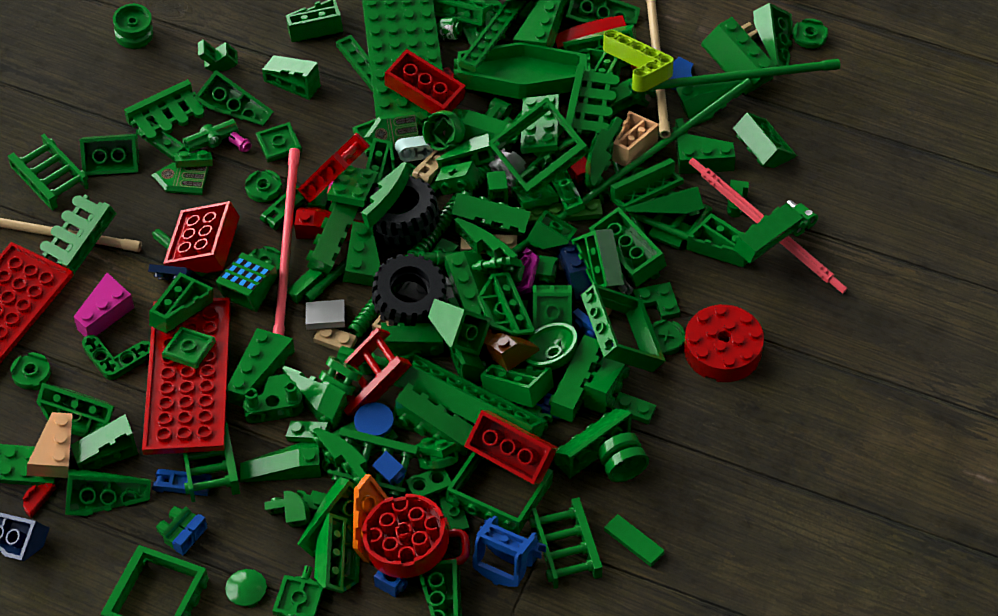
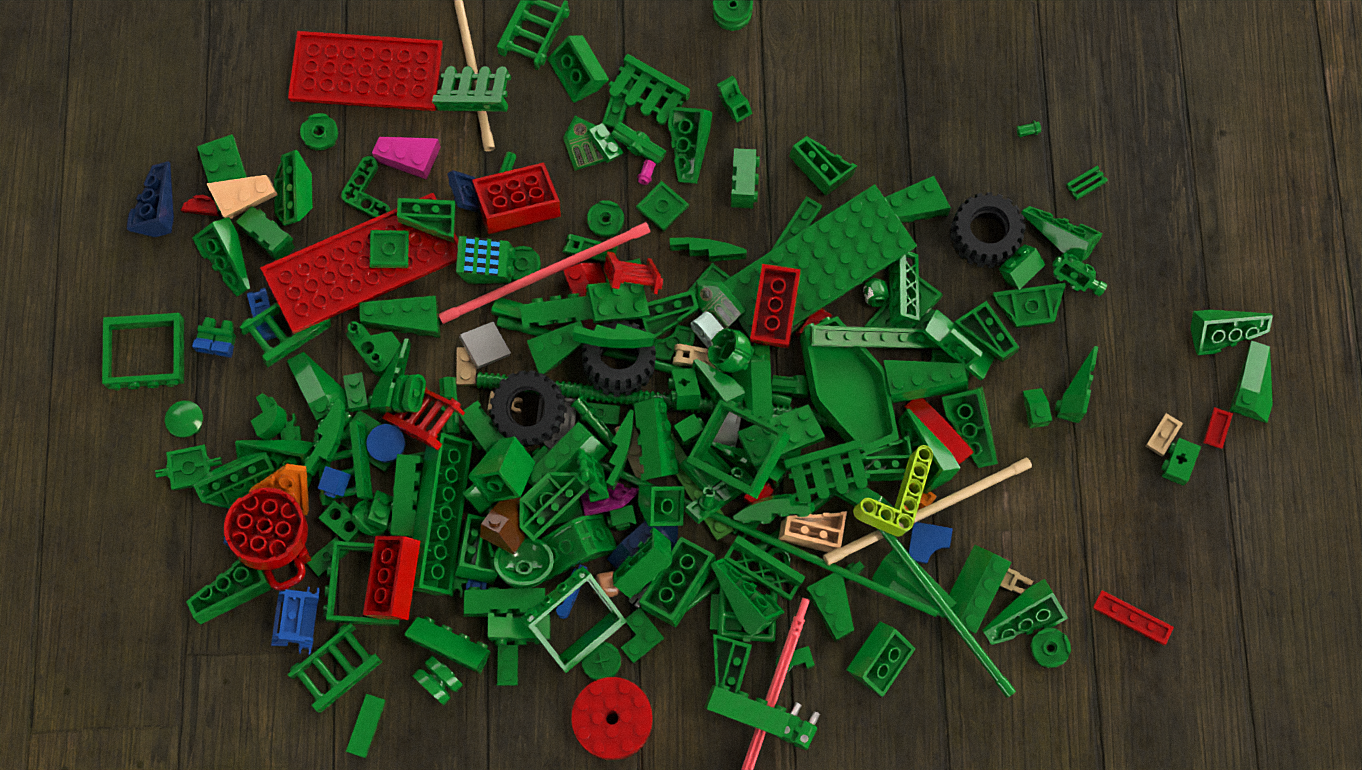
camera: 65 degrees right, 20 degrees up
(340, 121) = (714, 249): none -> green slope

